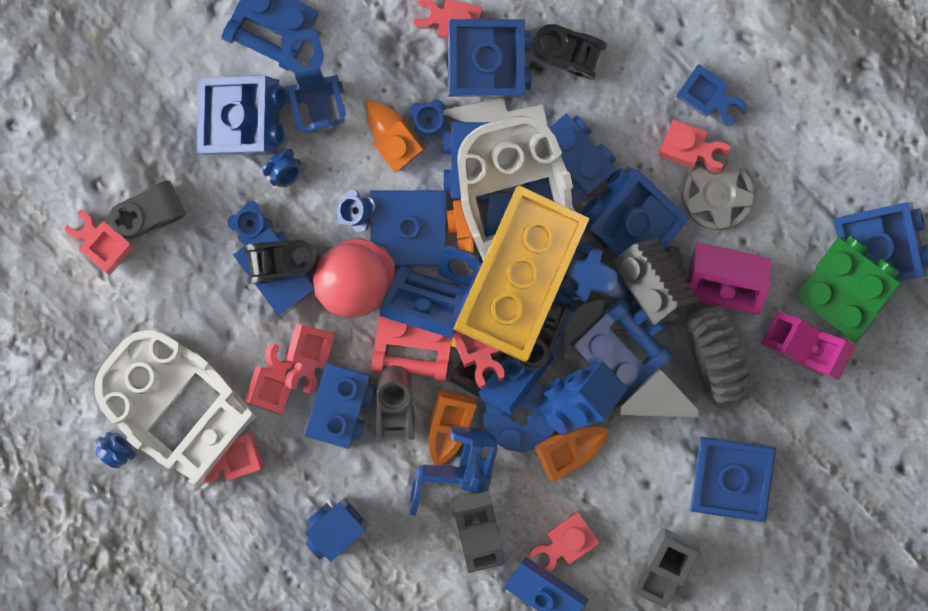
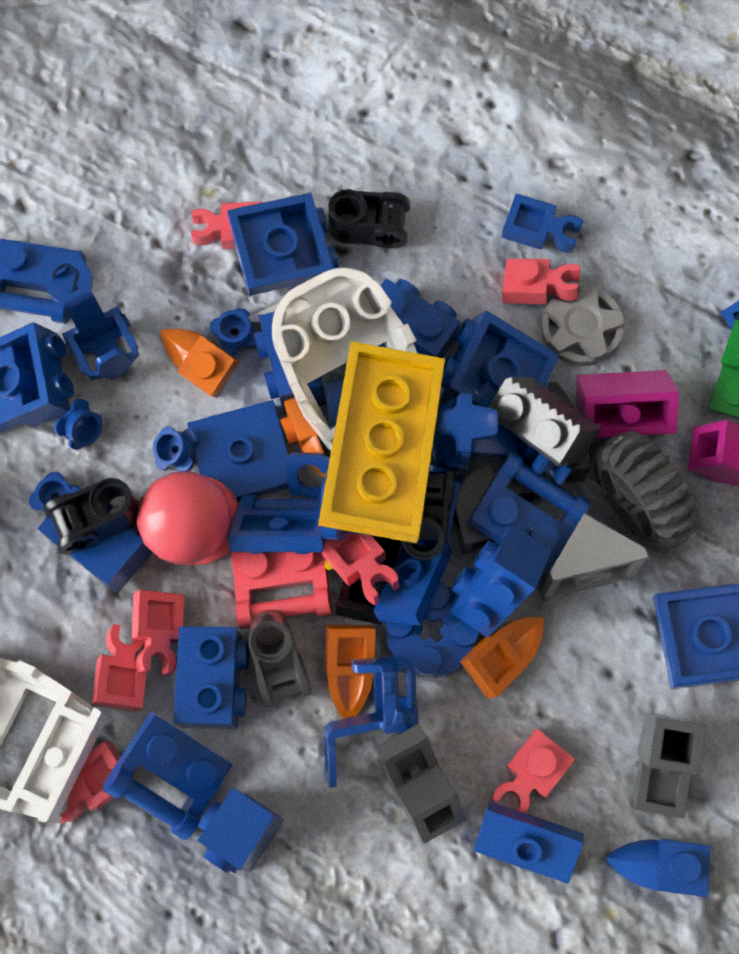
camera: 10 degrees left, 15 degrees down
(299, 462) = (178, 762): none -> blue plate

